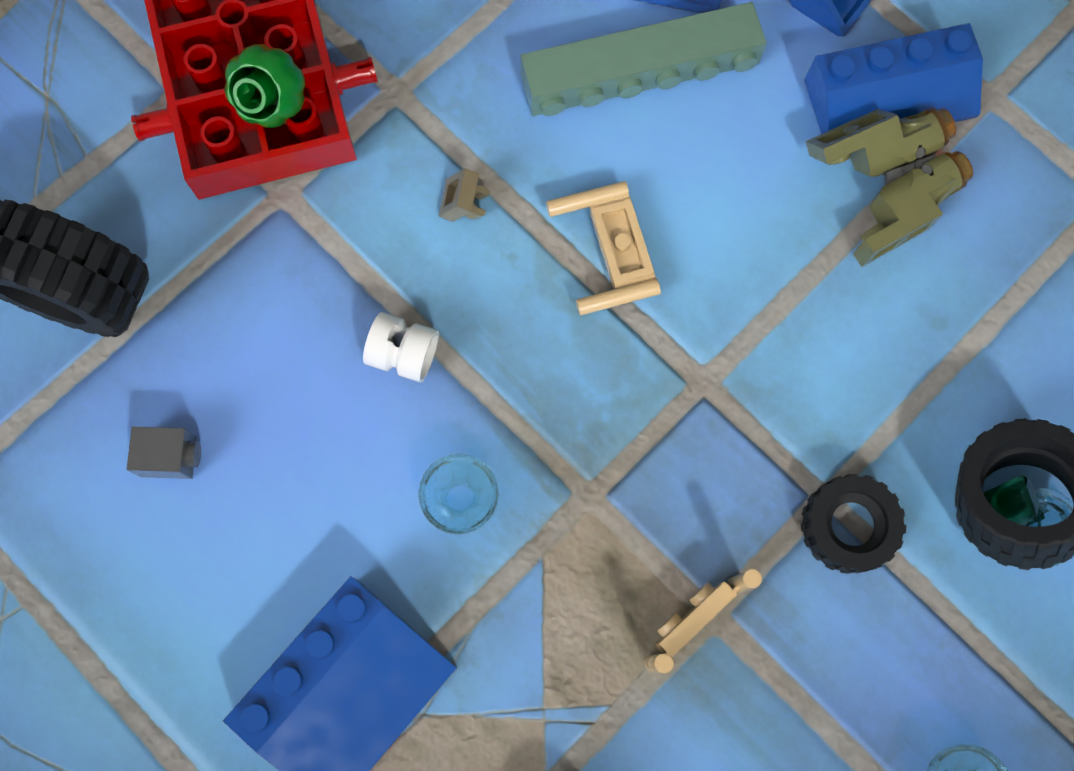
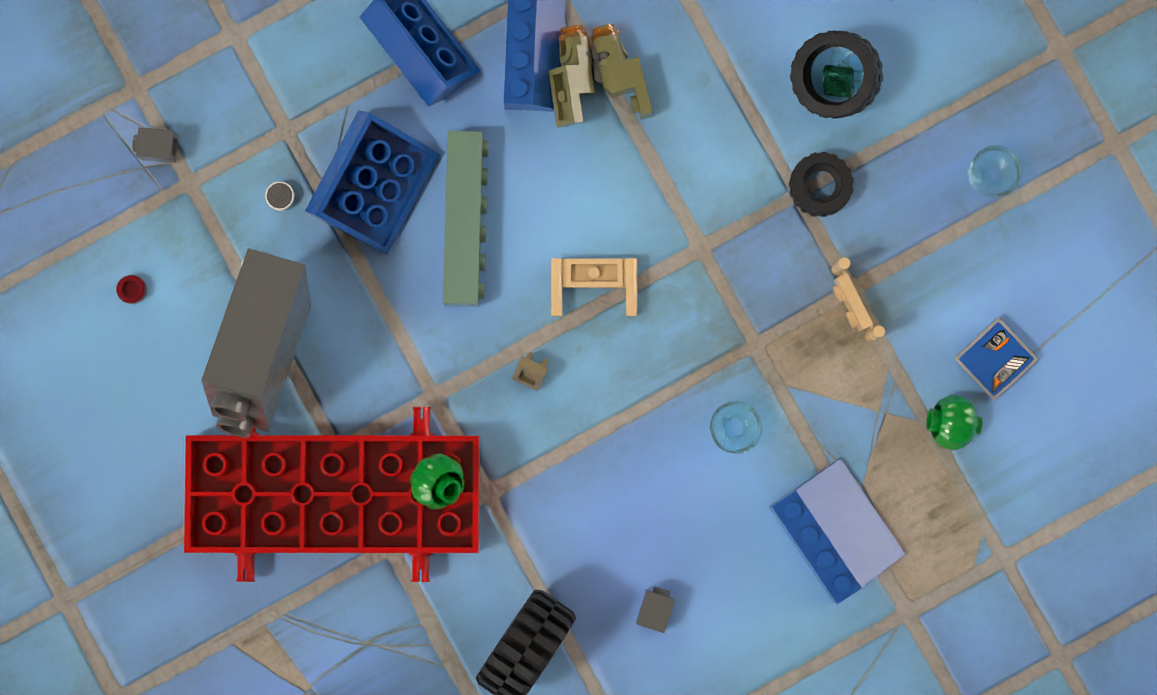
camera: 75 degrees left, 10 degrees up
(401, 347) = (633, 430): white wheel -> none

